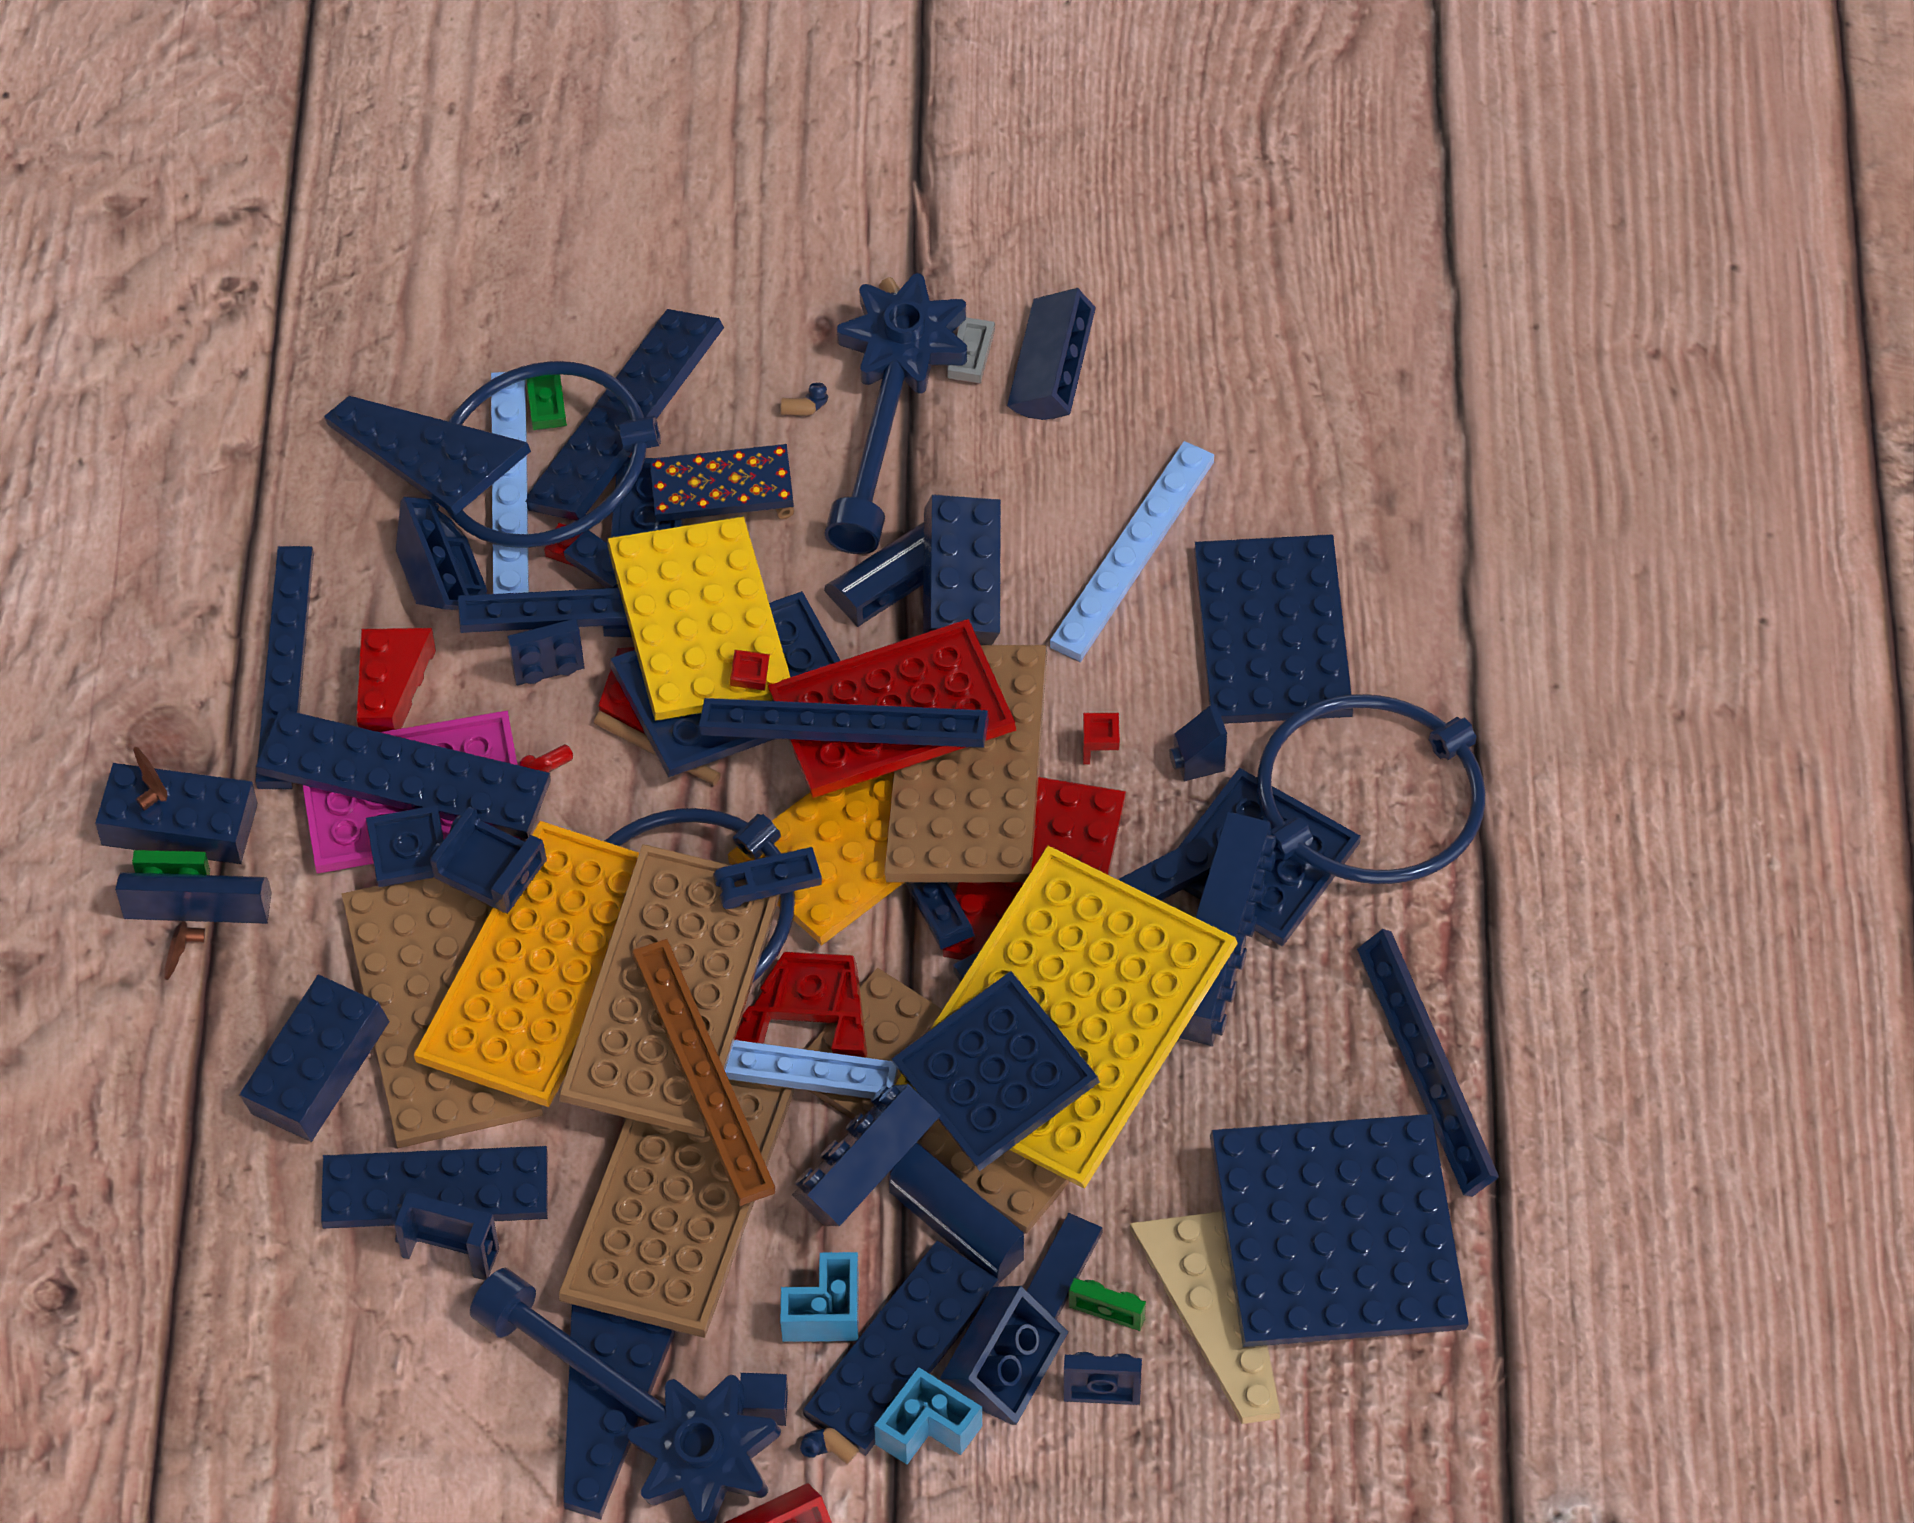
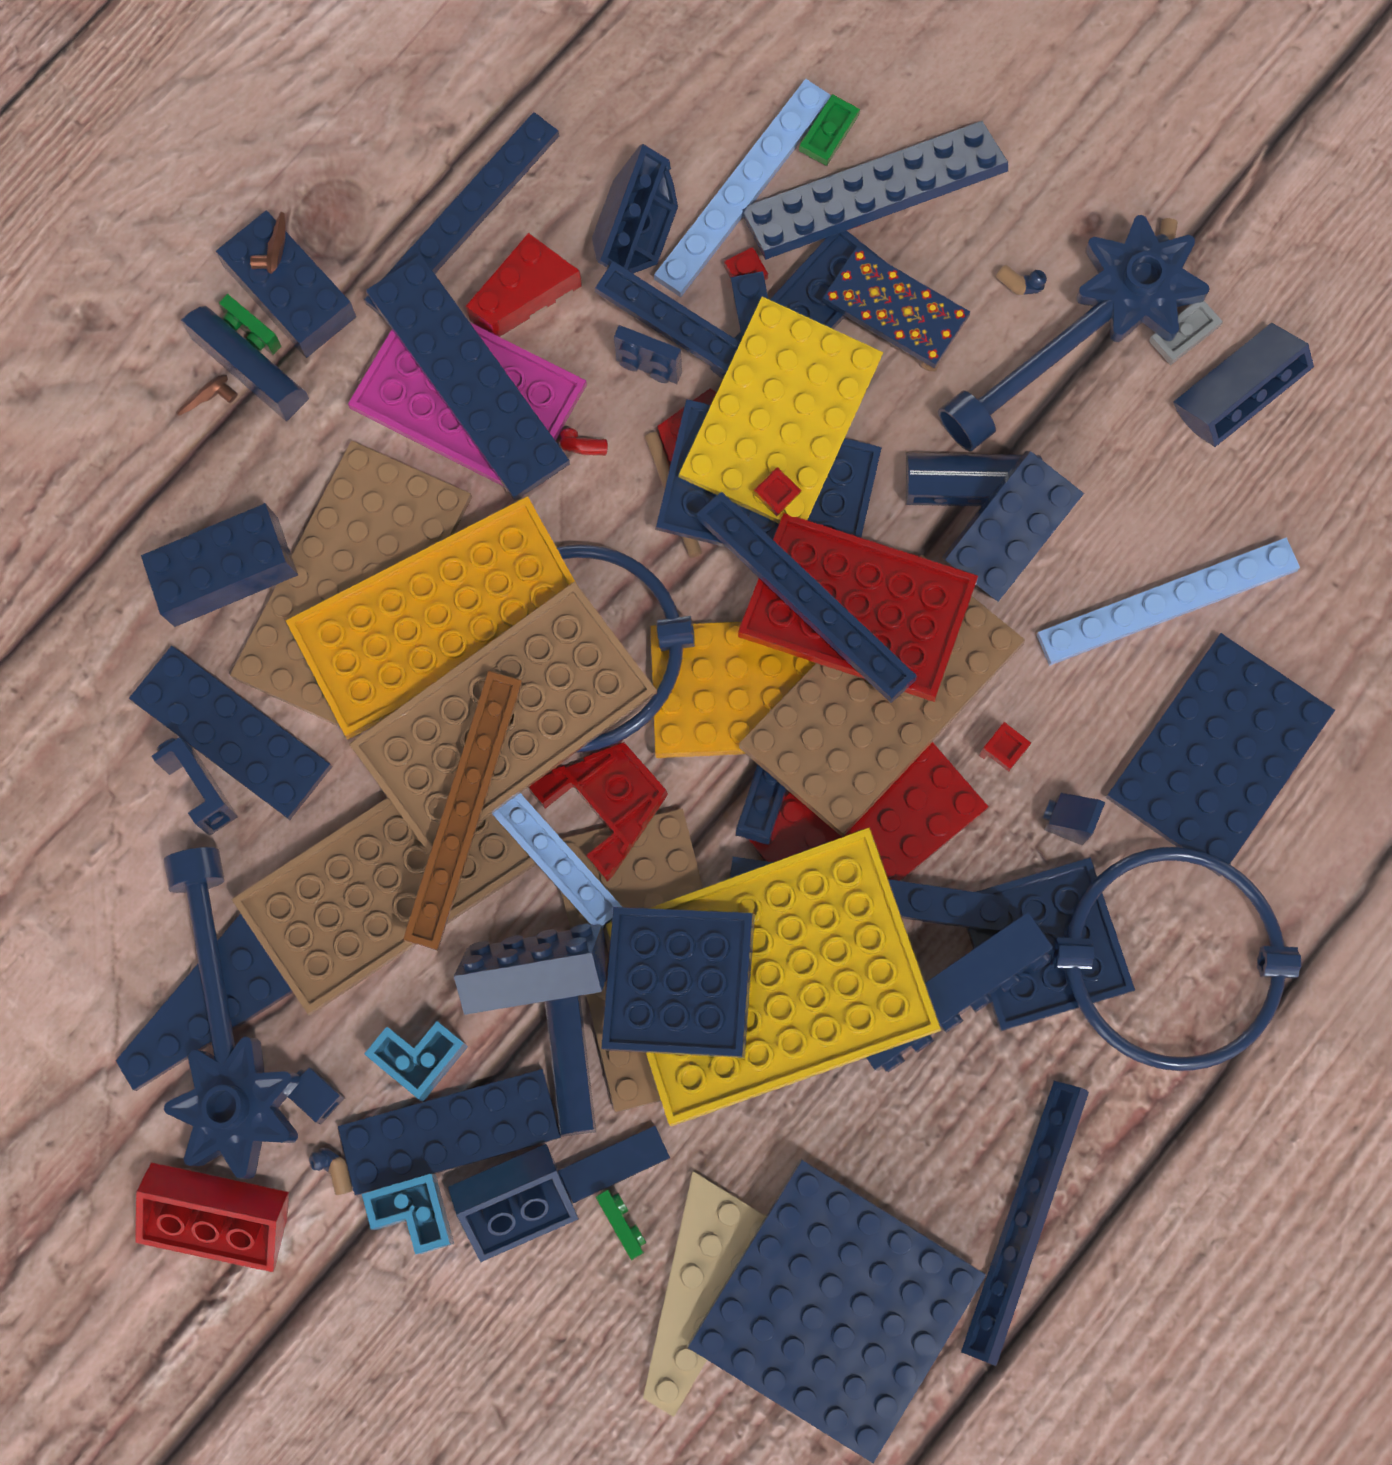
camera: 40 degrees right, 20 degrees up
(404, 844) = (420, 441): dark blue plate -> none
(431, 454) = (700, 122): dark blue wing -> none
(487, 861) = (458, 502): dark blue panel -> none
(636, 436) = (856, 219): dark blue piece -> none
(768, 877) = (642, 685): dark blue plate -> none
(1102, 1378) = (549, 1277): dark blue plate -> none

